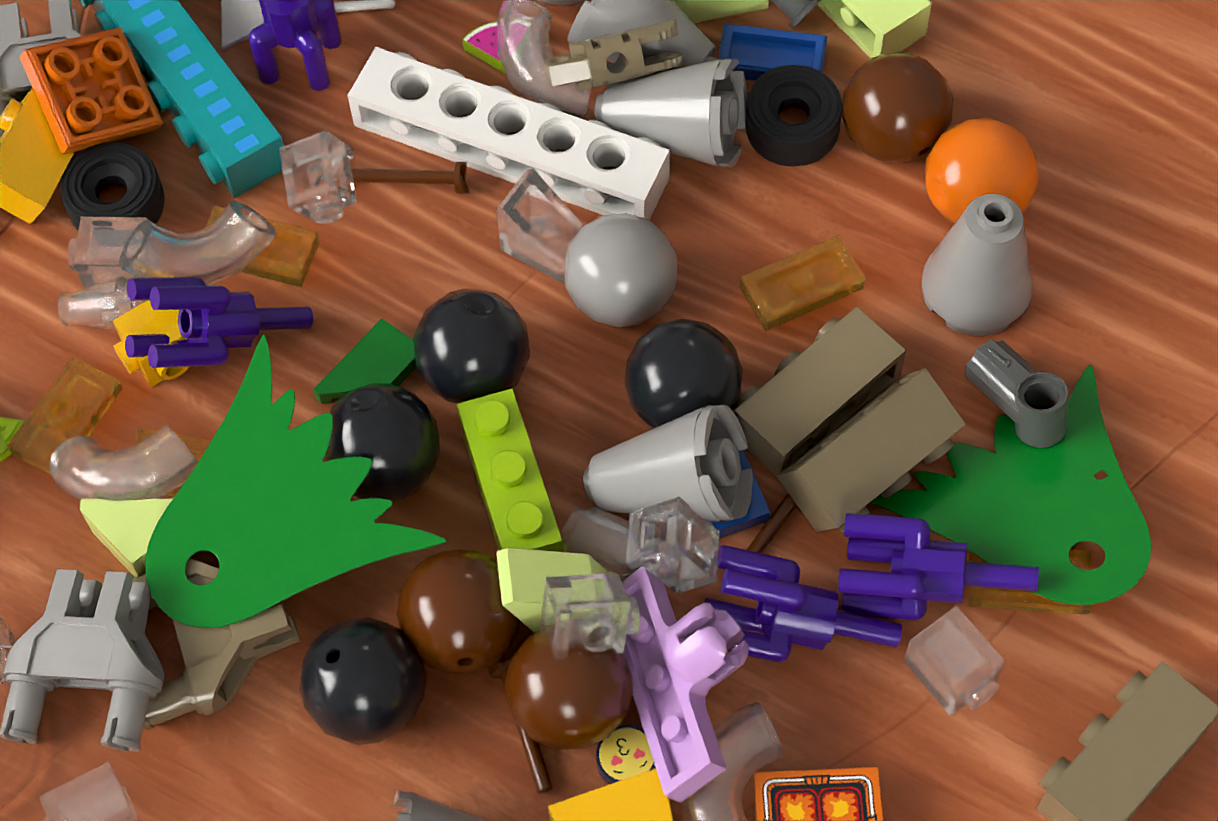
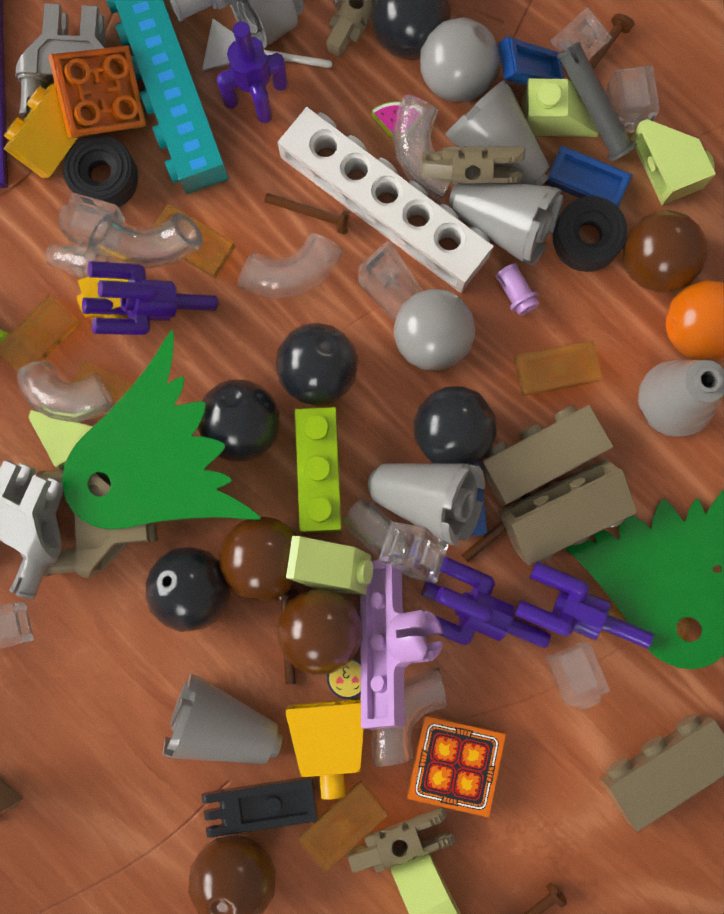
camera: 15 degrees right, 20 degrees up
(318, 177) = (244, 199): clear brick -> none
(379, 357) = (249, 352): green tile -> none
(407, 253) = (293, 274): none -> clear cylinder
(588, 612) = (341, 599): clear brick -> none
(727, 210) = (517, 290): none -> lavender pin
(1028, 397) = (682, 489): dark grey piece -> none

